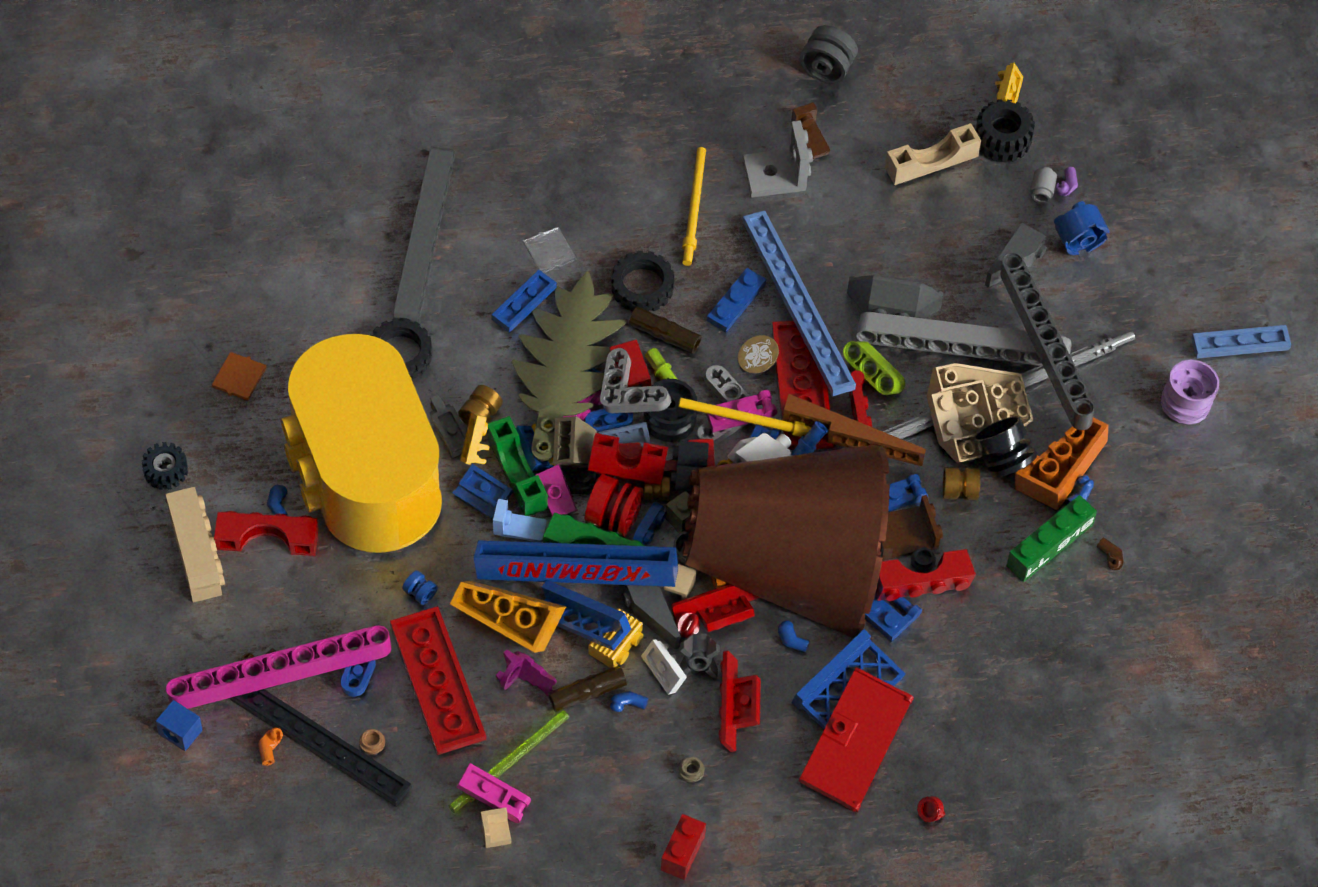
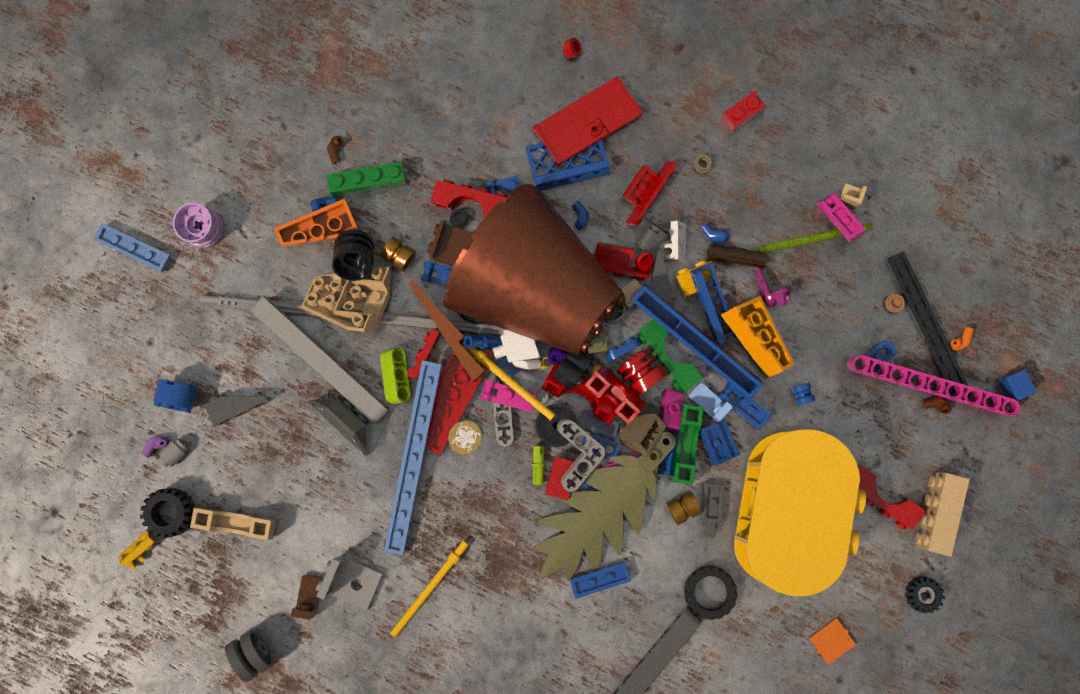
camera: 140 degrees left, 25 degrees up
(275, 497) = (862, 522): blue arm -> none
(438, 680) = (829, 321): red plate -> none
(465, 540) = (745, 407): none -> blue plate
(476, 429) = (707, 480): yellow plate -> none
(549, 250) = (554, 614): clear piece -> none
(642, 261) = (501, 565): black tyre -> none
(665, 330) = (517, 495): dark brown axle -> none
(736, 300) = (450, 492): blue plate -> none
(1047, 341) = (262, 319): dark grey beam -> none

